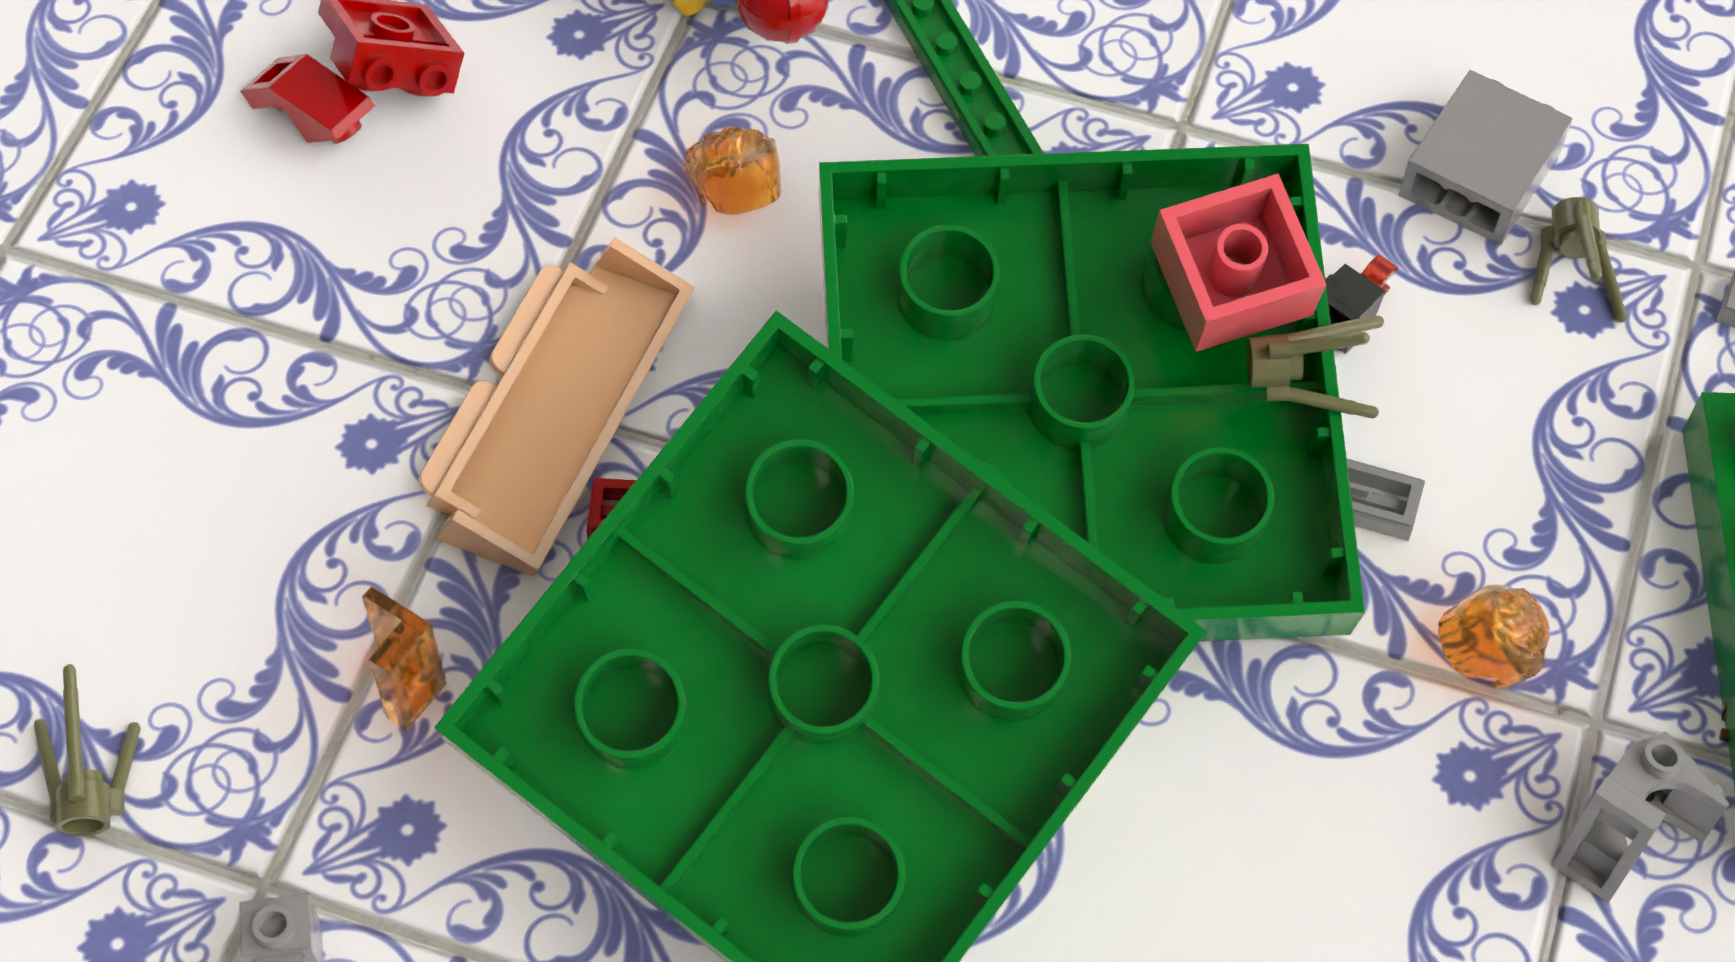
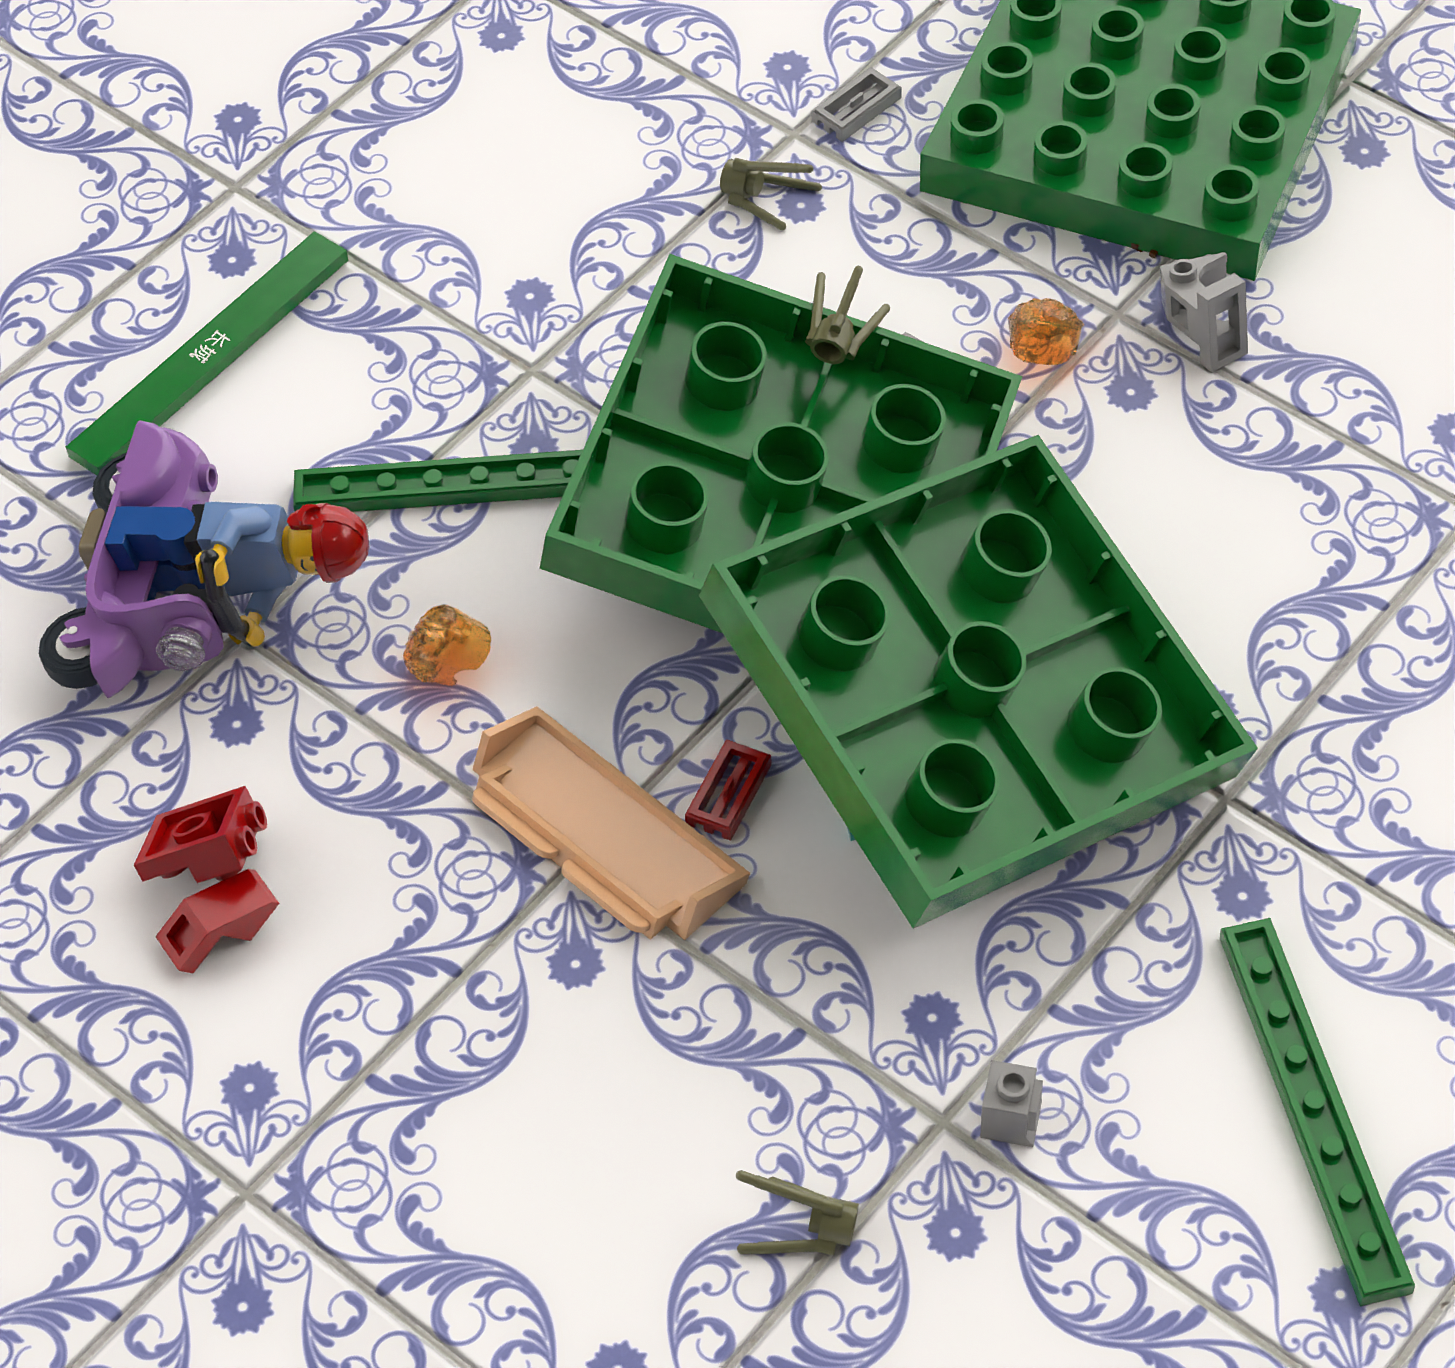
camera: 65 degrees left, 5 degrees down
(405, 661) = (809, 953): clear orange panel -> none
(1237, 262) = (761, 319): coral brick -> none
(1485, 156) = (659, 204): light grey brick -> none

